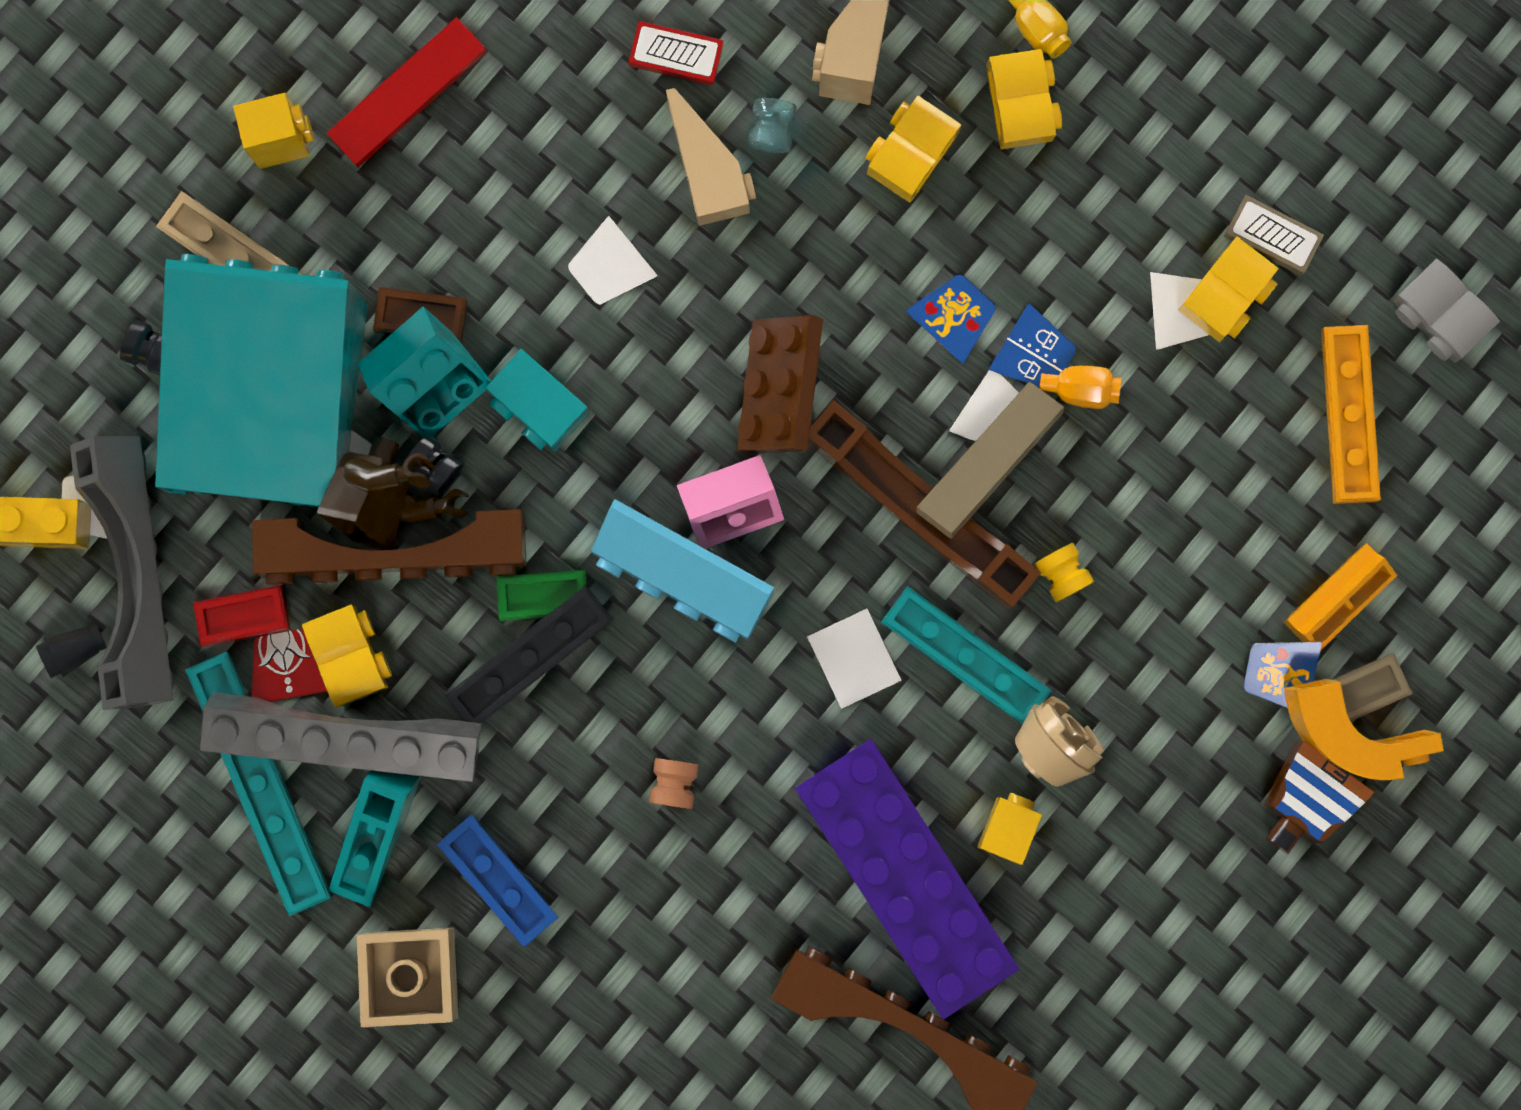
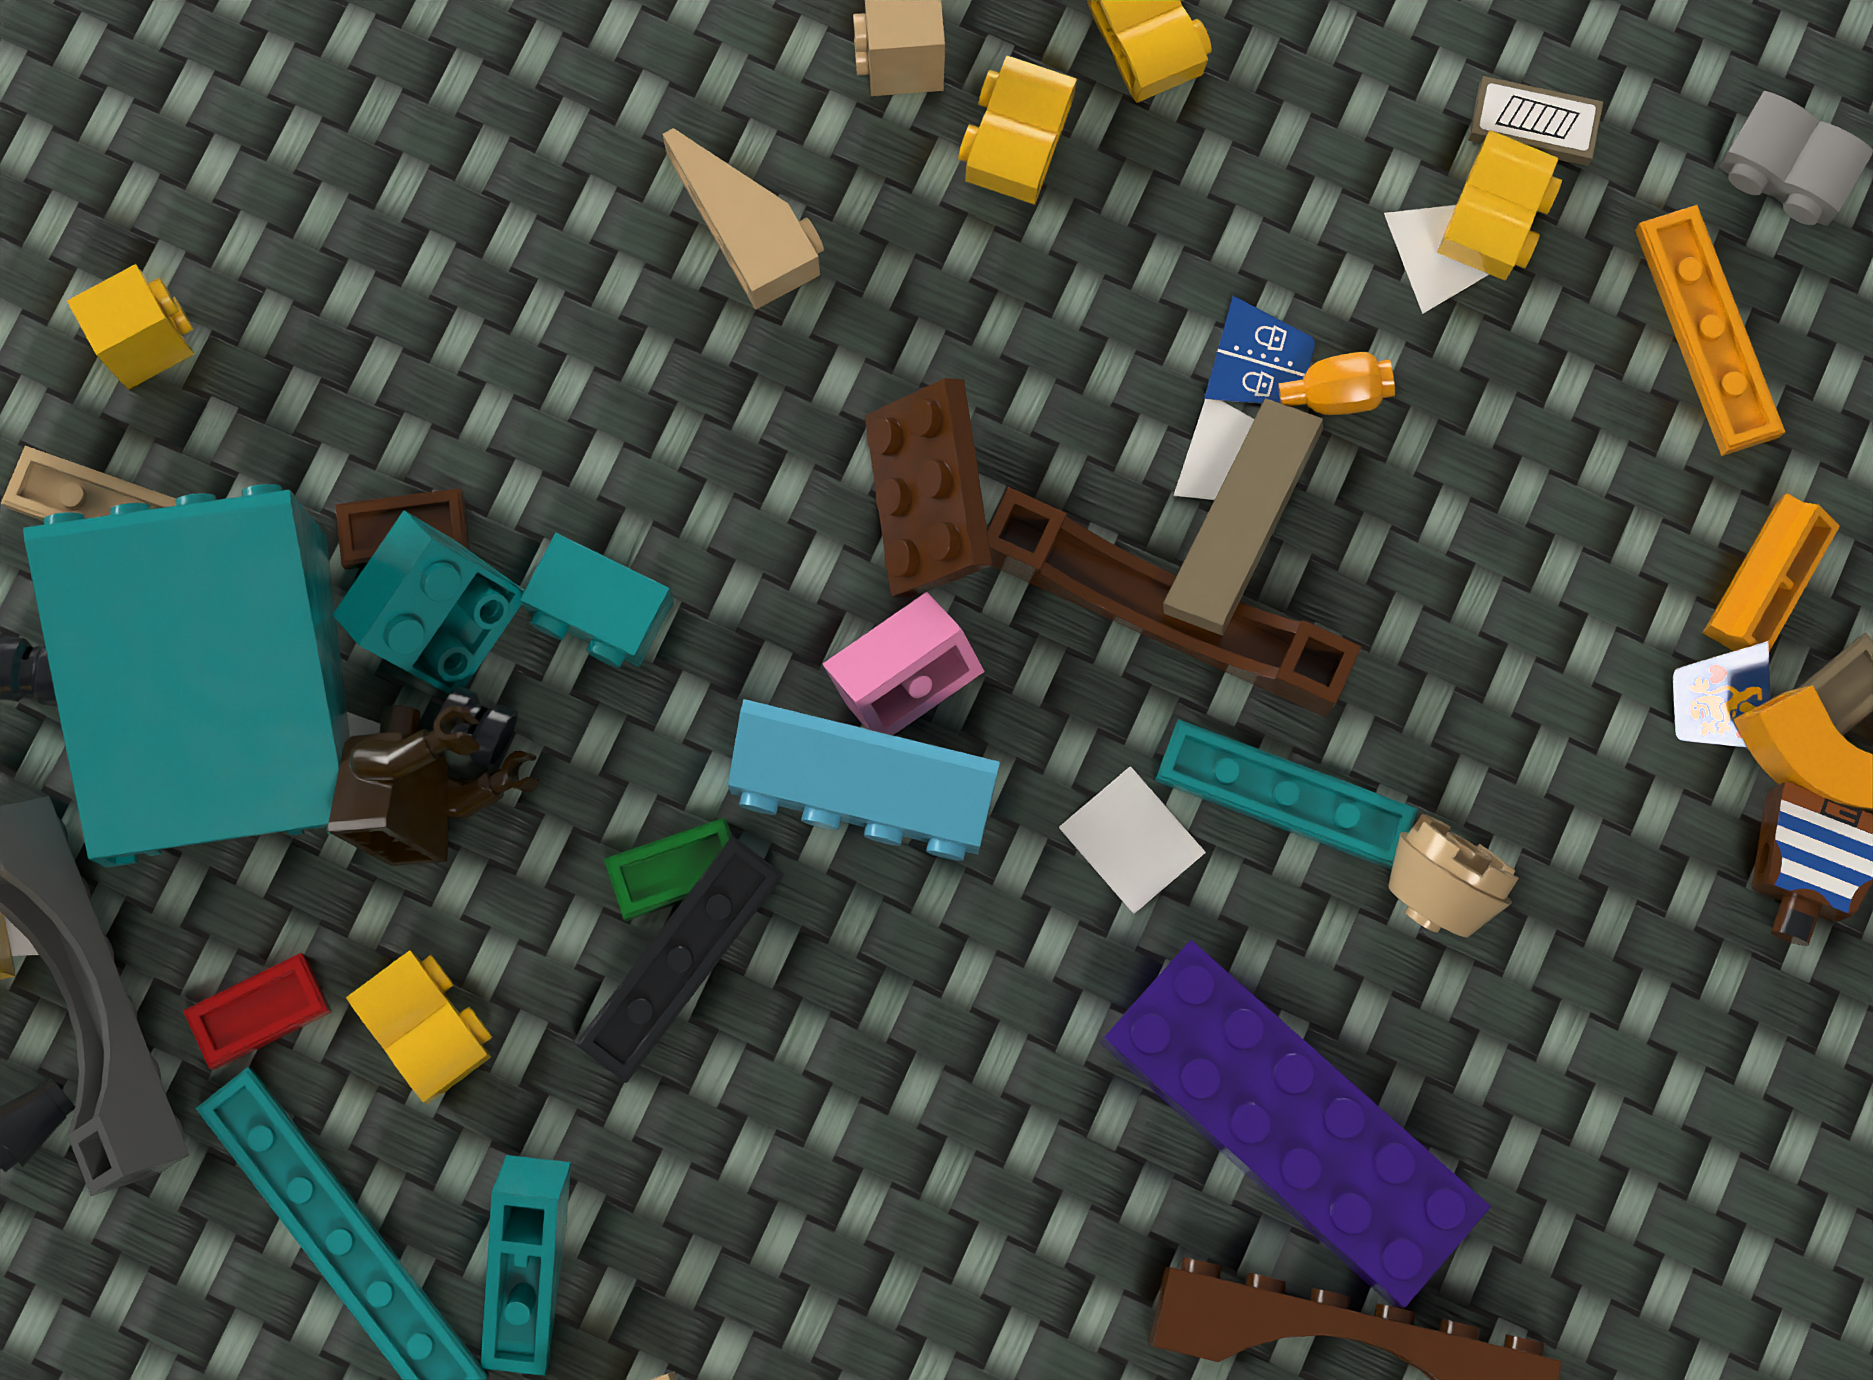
camera: 20 degrees left, 5 degrees down
(277, 732) = (363, 1157): dark grey arch -> none
(284, 667) = (337, 1068): red sticker -> none
(407, 92) = (305, 234): red tile -> none
(490, 542) = (582, 814): reddish brown arch -> none
(498, 880) = (719, 1286): blue plate -> none
(609, 264) = (646, 393): white sticker -> none
(673, 783) = (930, 1080): nougat wheel -> none
(676, 53) = (662, 87): tile -> none
(772, 125) = (819, 147): clear light blue wheel -> none
(954, 315) = (1137, 339): blue sticker -> none
(1010, 828) = (1417, 1015): yellow brick -> none
(1063, 571) = (1385, 639): yellow wheel -> none

